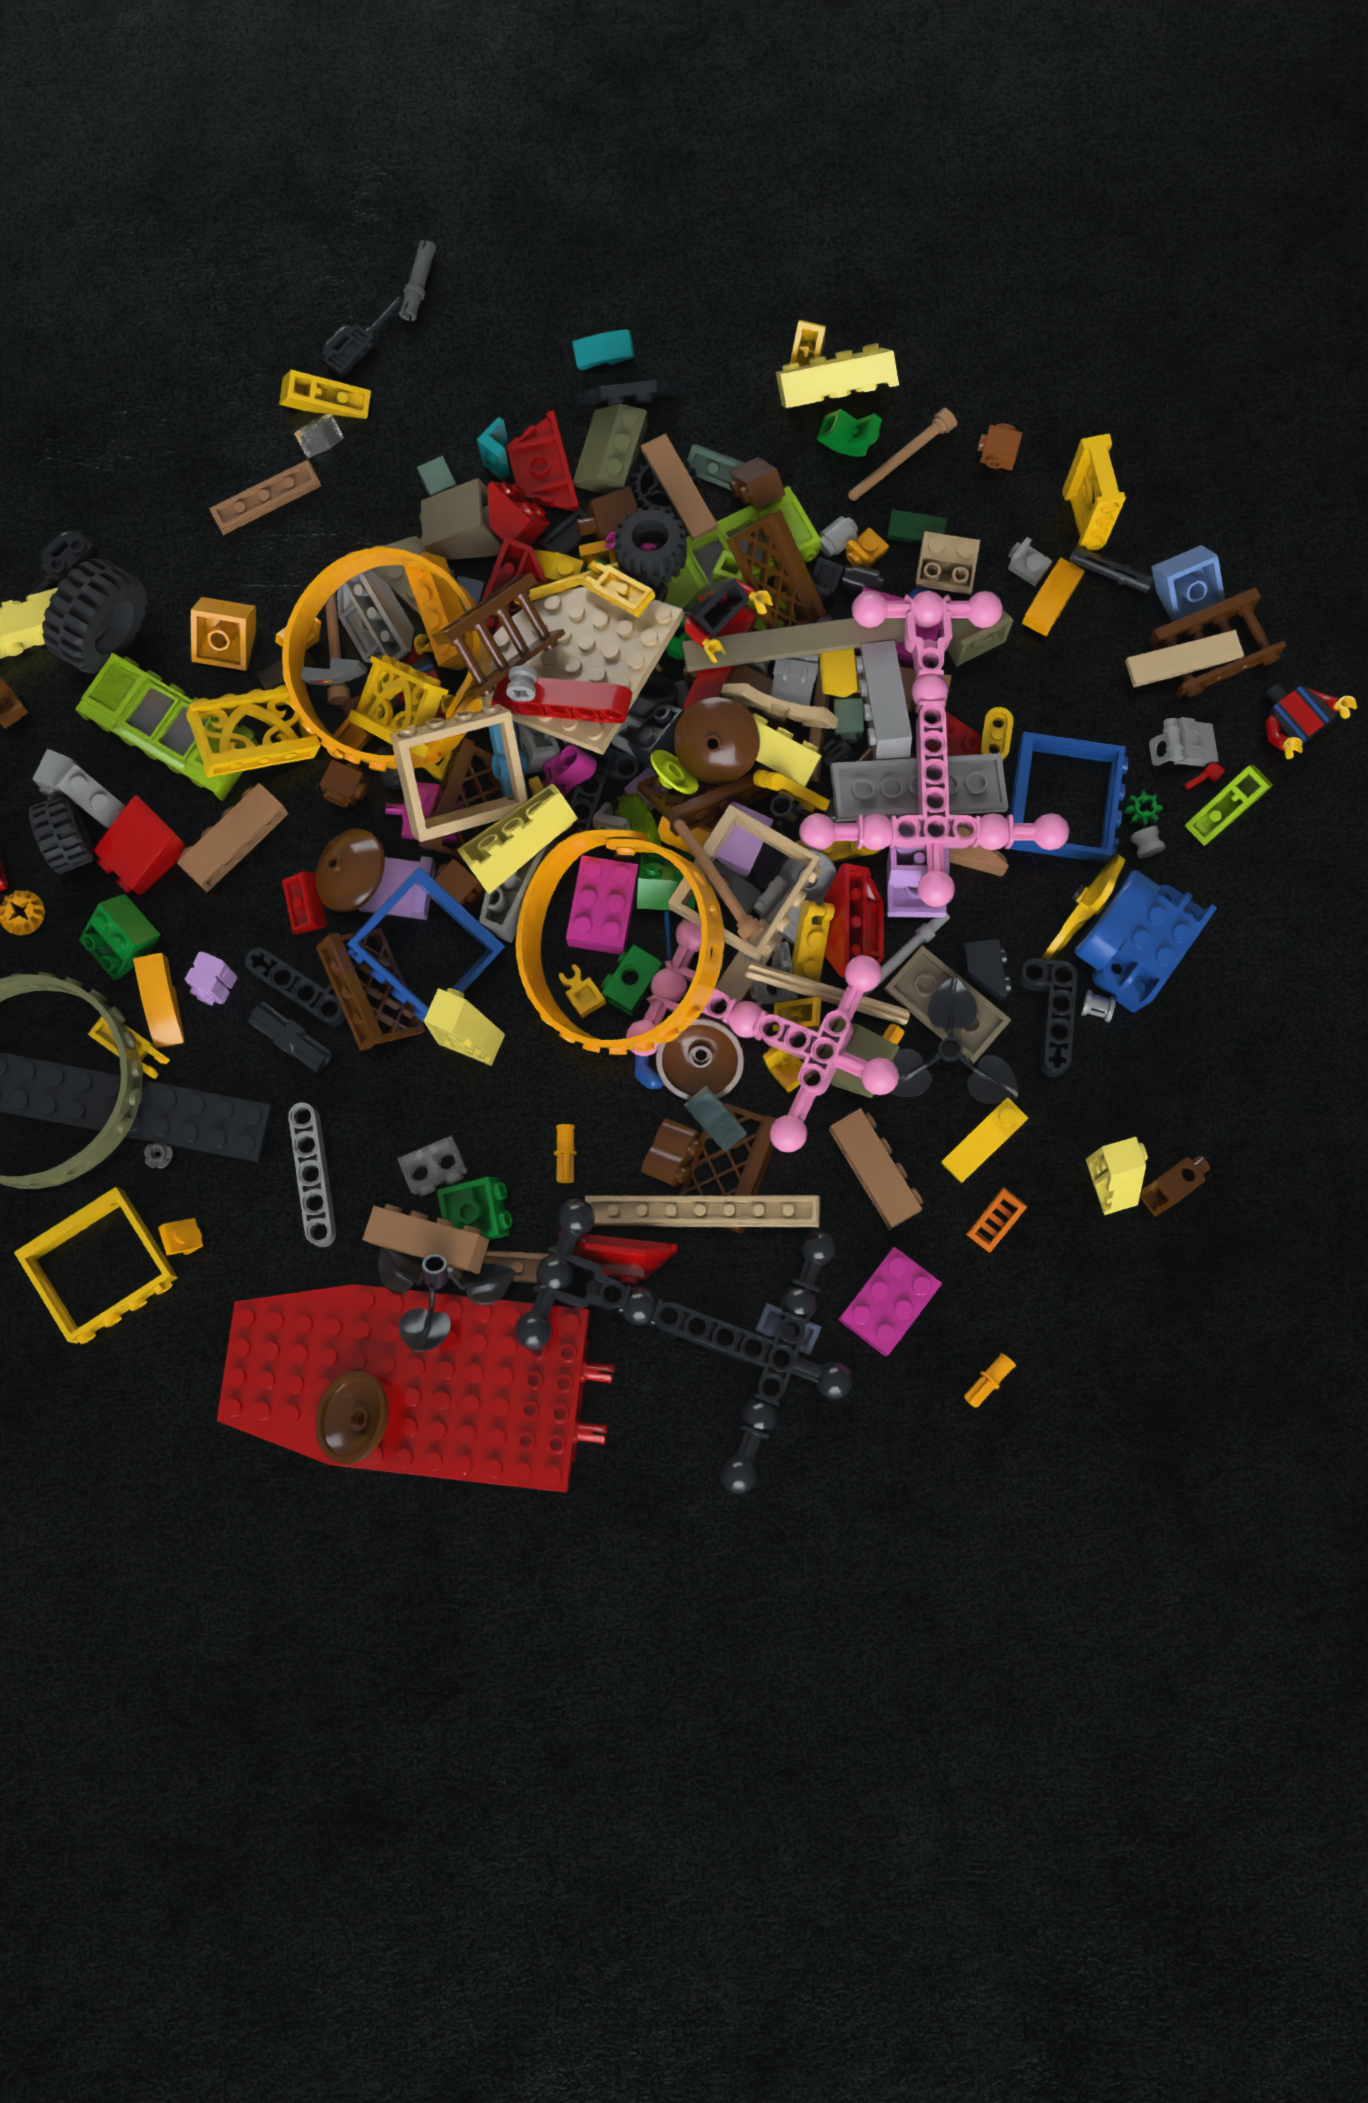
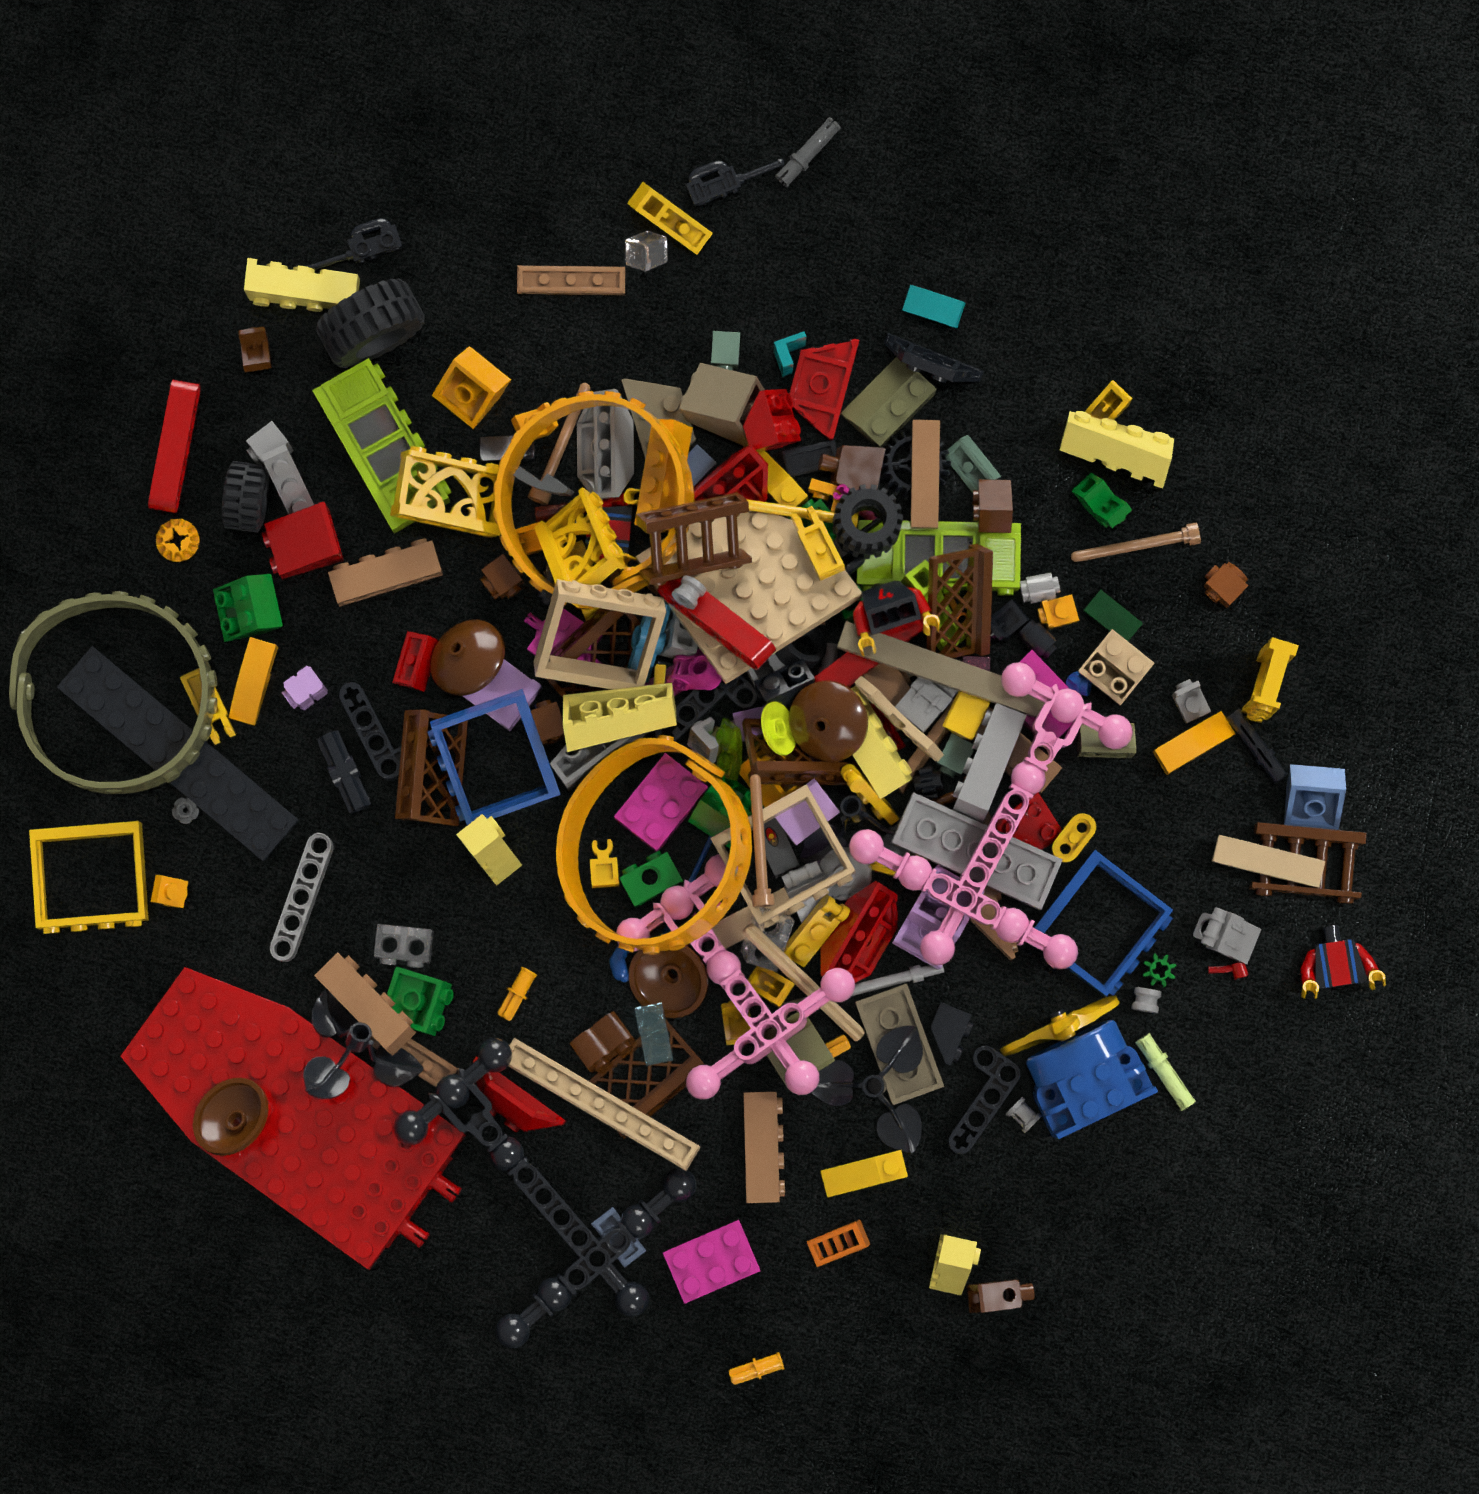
camera: 25 degrees right, 5 degrees up
(1204, 897) = (1158, 1061): none -> yellowish green pin
(1228, 804) = (1234, 1006): lime slope -> none

